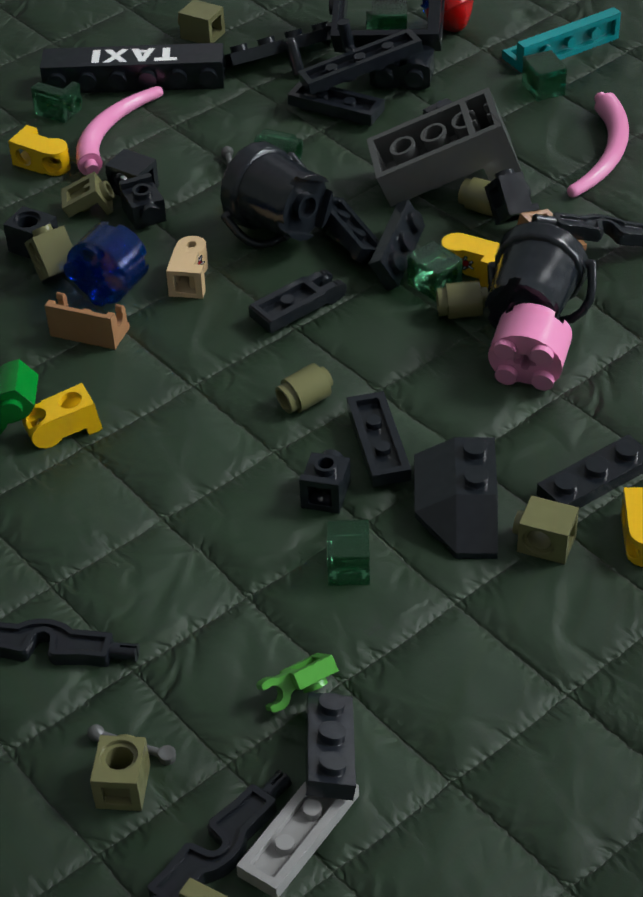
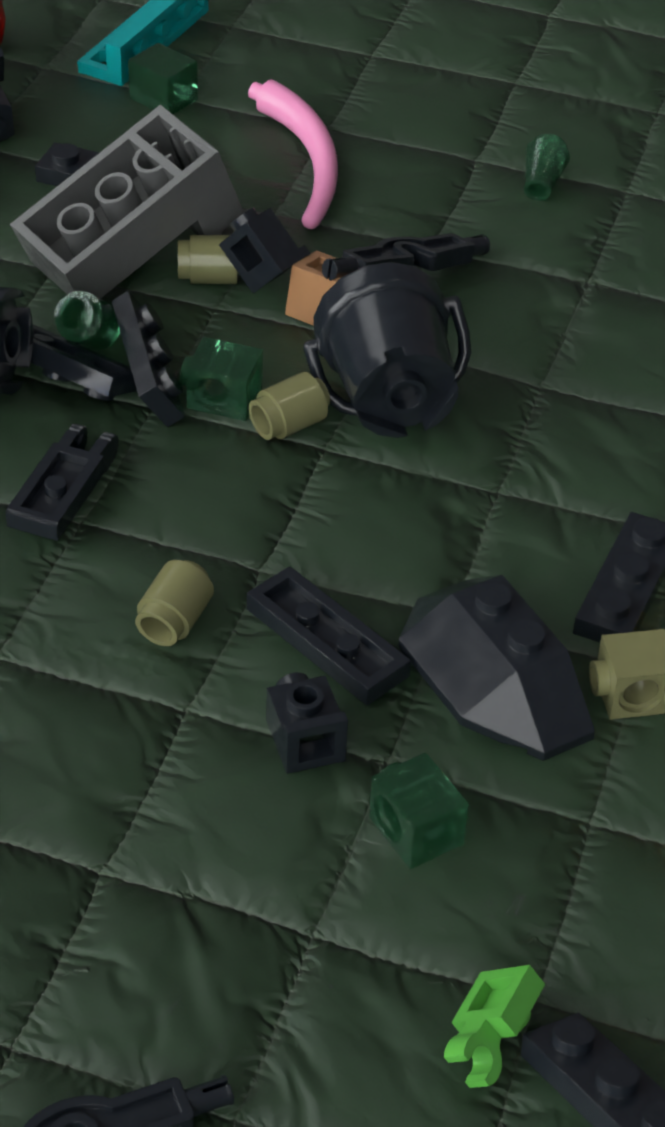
camera: 35 degrees left, 0 degrees up
(373, 209) = (86, 320): none -> clear green brick
(475, 254) = (277, 334): yellow leg -> none
(529, 346) = (439, 438): bright pink brick -> none

